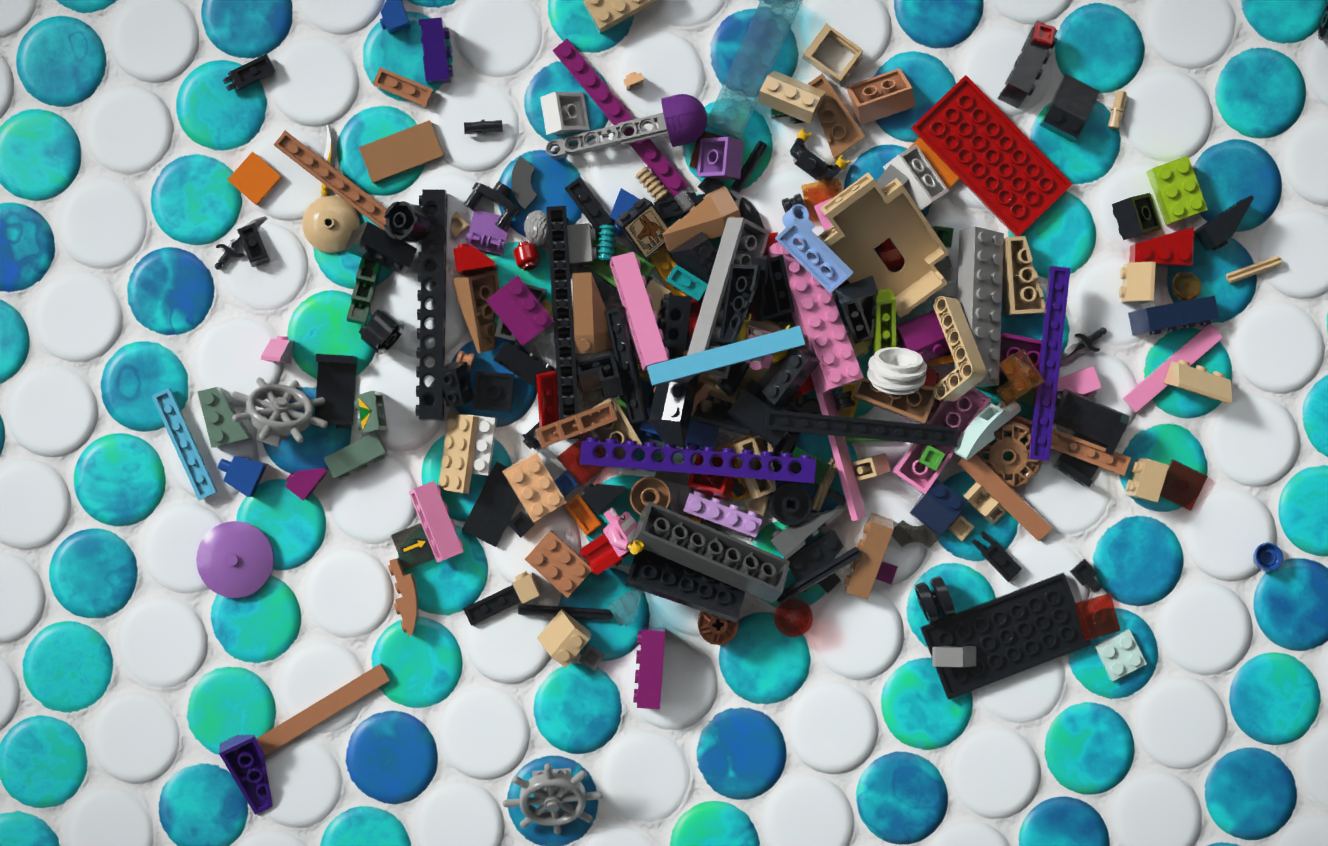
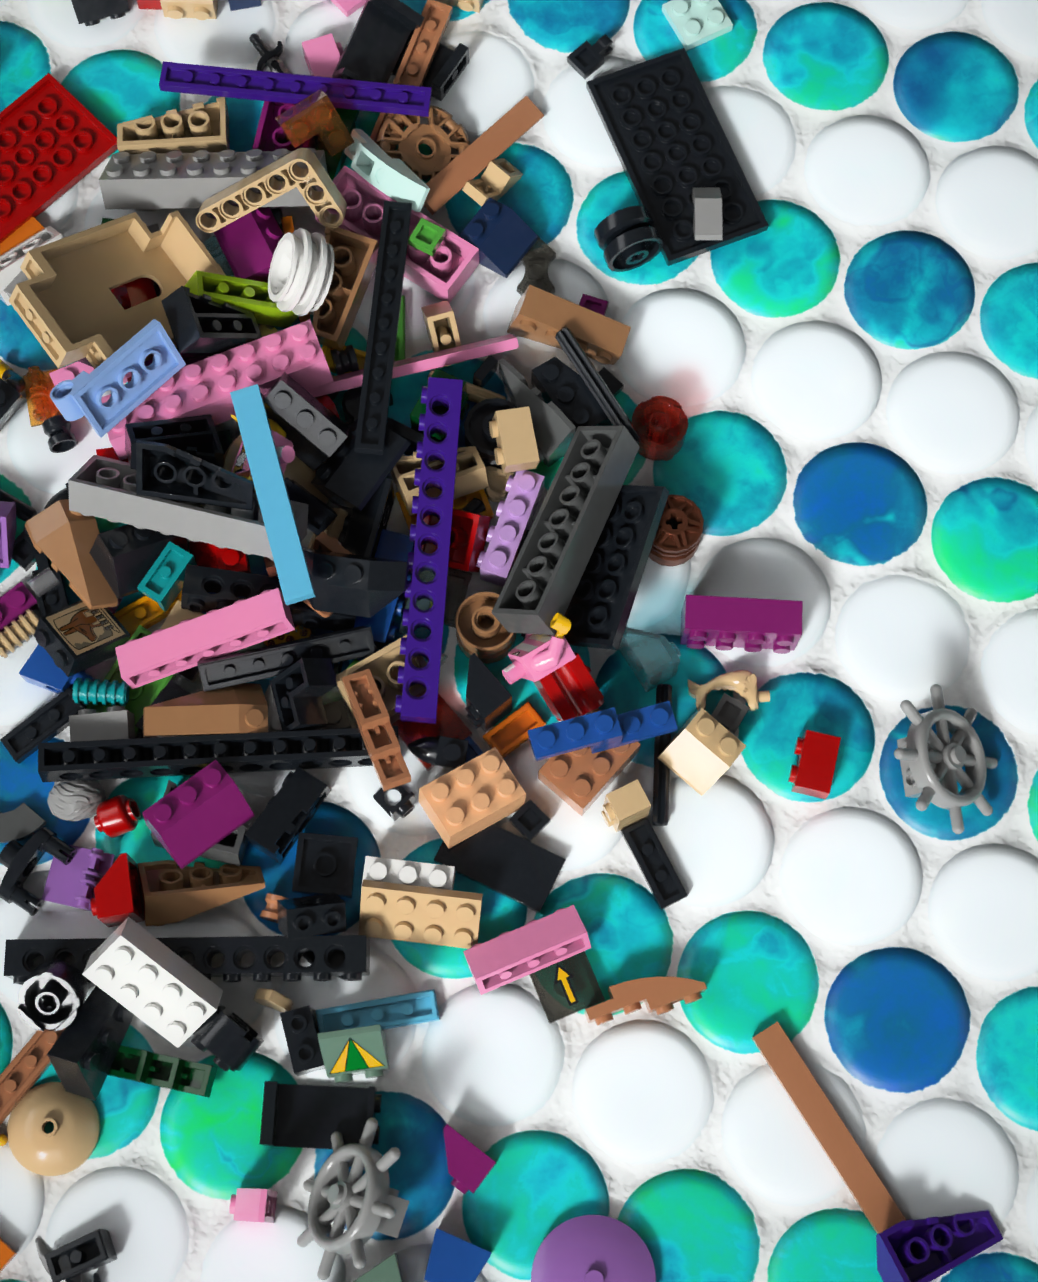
camera: 90 degrees left, 15 degrees down
(356, 456) = (425, 1079): sand green brick -> none
(380, 379) = (302, 1040): none -> black brick
(398, 425) = (388, 1012): none -> medium azure tile
(407, 359) = (273, 999): none -> tan tile
(413, 285) = (153, 982): none -> white brick
(458, 225) = (64, 924): tan tile -> none
(547, 398) = (337, 778): red tile -> none
(556, 712) = (815, 764): none -> red brick
(566, 466) = (440, 751): none -> black plate
(571, 573) = (602, 730): none -> blue bracket
(613, 665) = (739, 681): none -> tan animal
(777, 517) = (514, 439): none -> tan brick
(960, 527) = (529, 211): tan tile -> none
(998, 558) = (567, 166): black hinge -> none
(1097, 616) = (646, 41): clear red tile -> none

